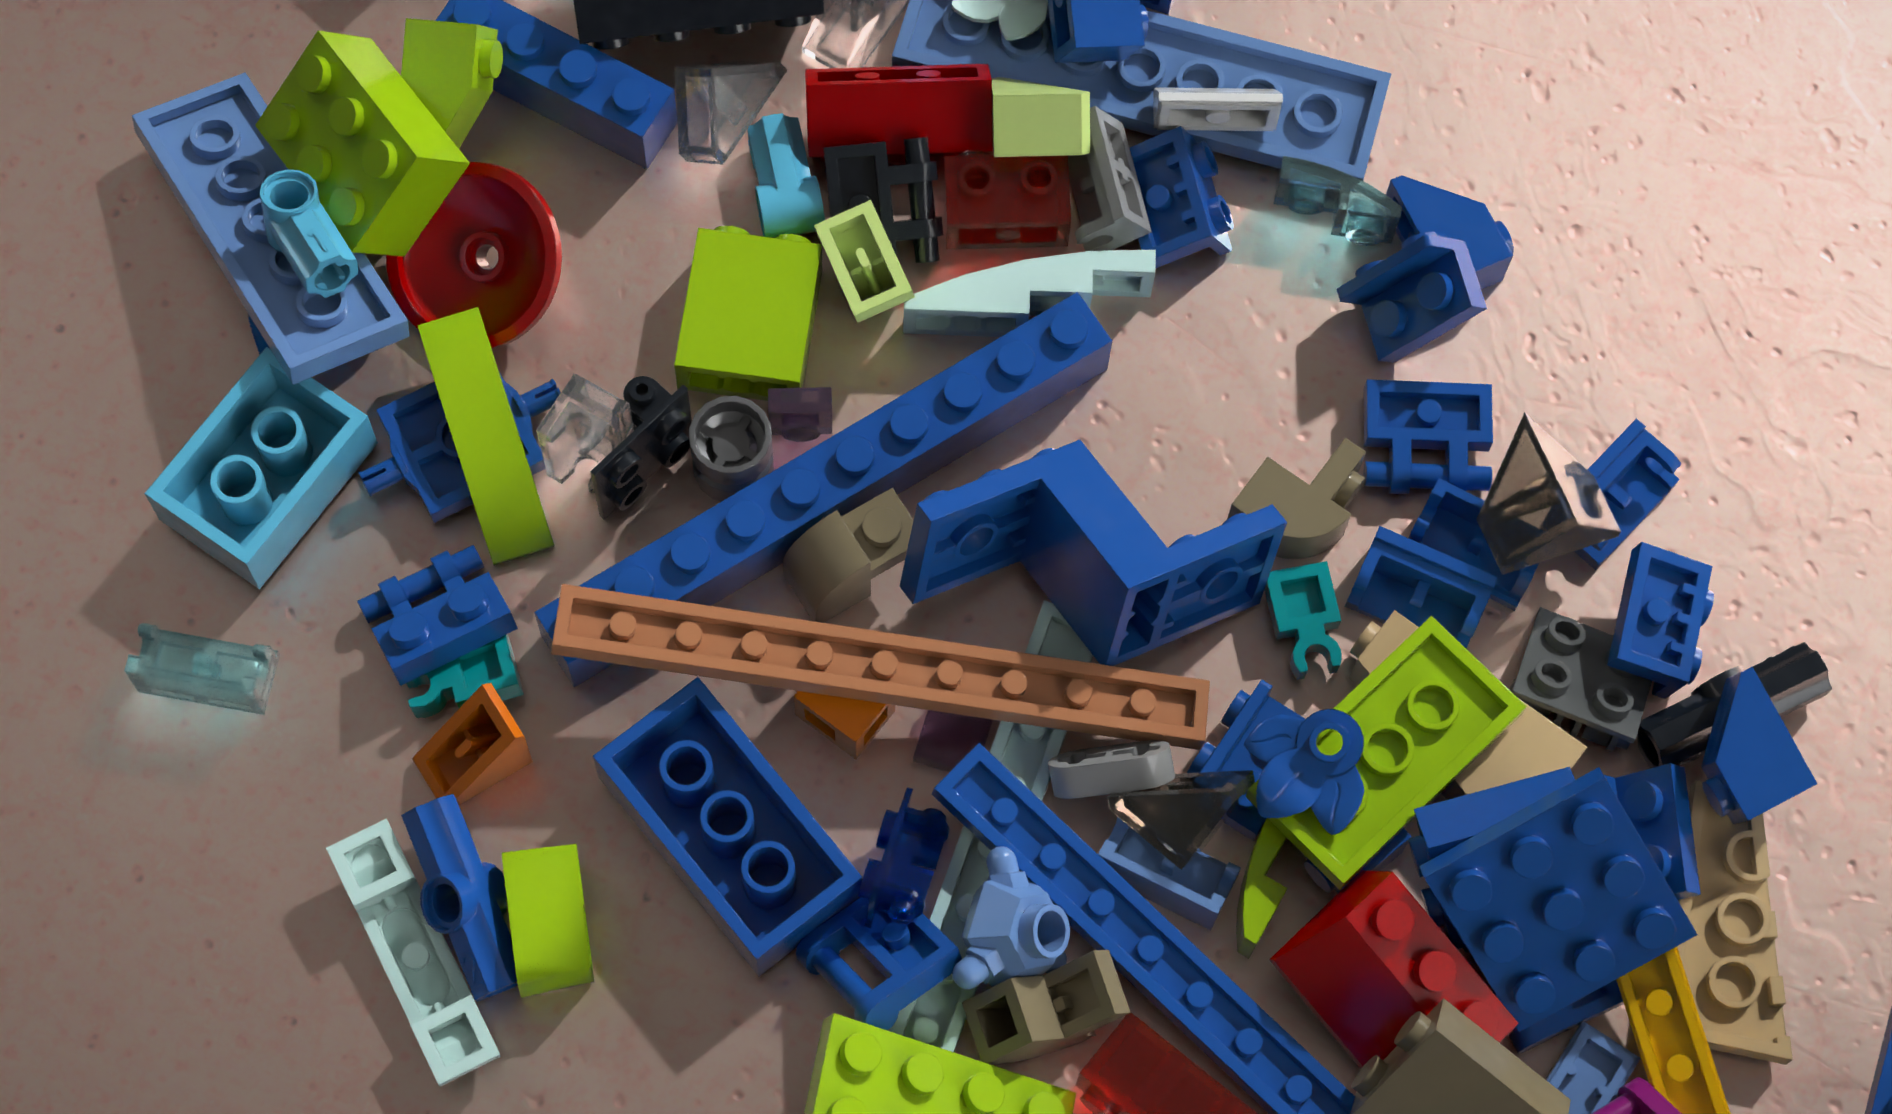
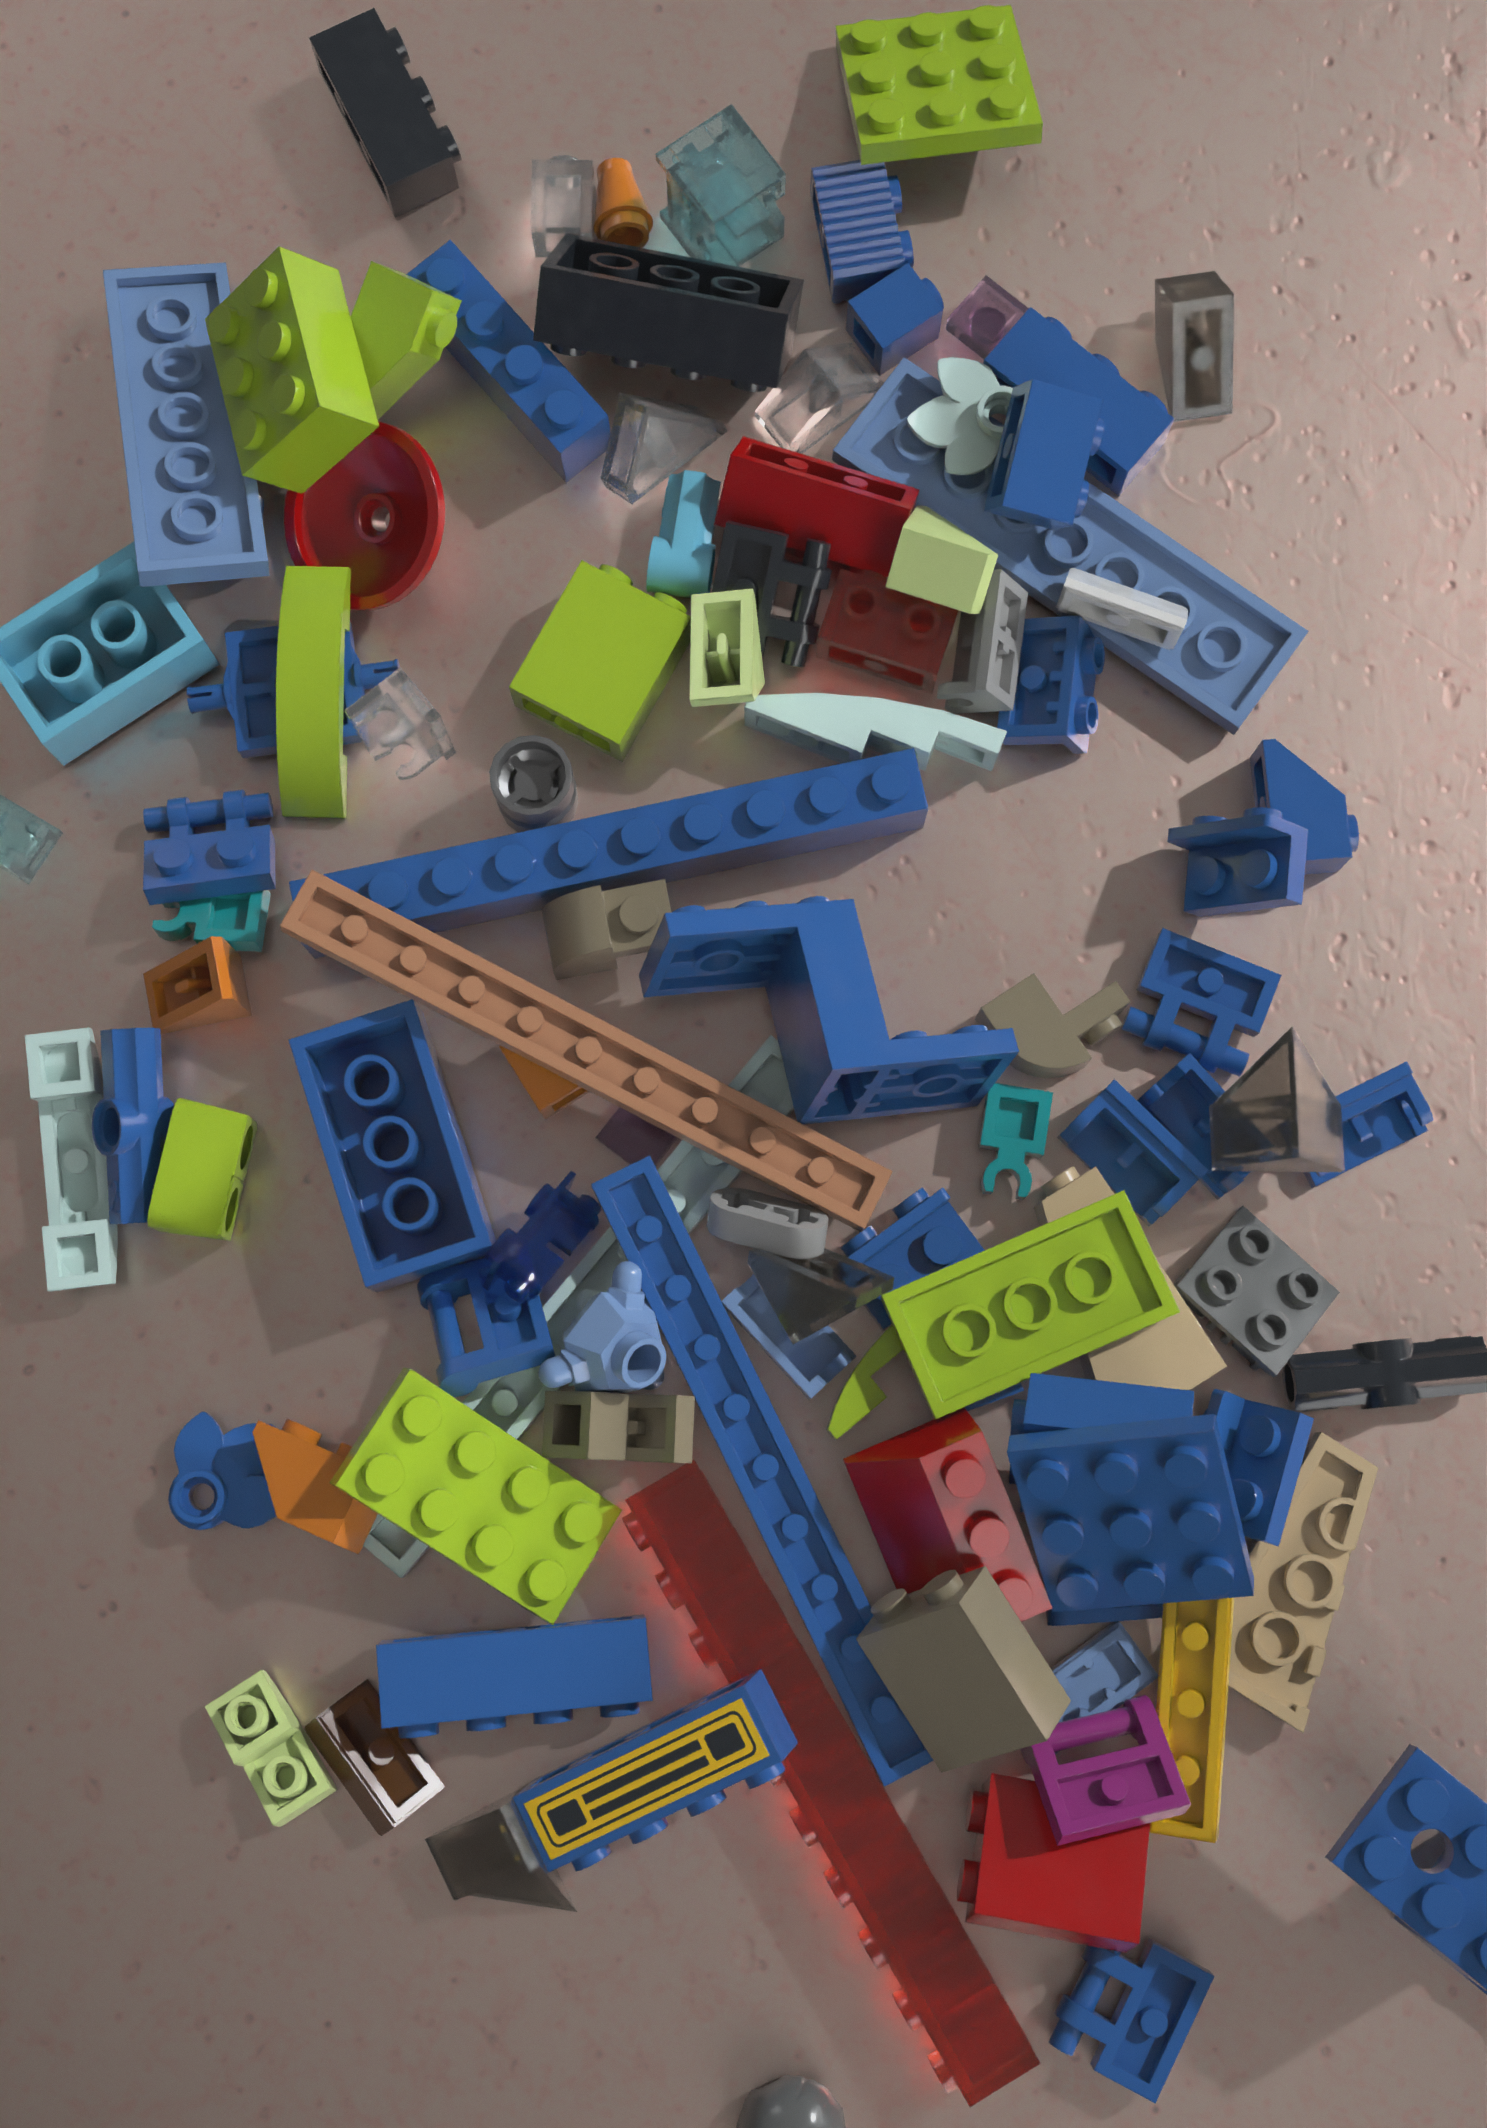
camera: 25 degrees right, 10 degrees up
(306, 233) = (202, 443): medium azure piece -> none
(658, 439) = (463, 755): black hinge -> none
(800, 412) = (613, 772): clear purple plate -> none
(1304, 777) = (937, 1305): blue plate -> none
(1359, 209) = (1223, 757): clear light blue slope -> none
(1661, 618) = (1351, 1265): blue bracket -> none
(1751, 753) = (1380, 1435): blue slope -> none

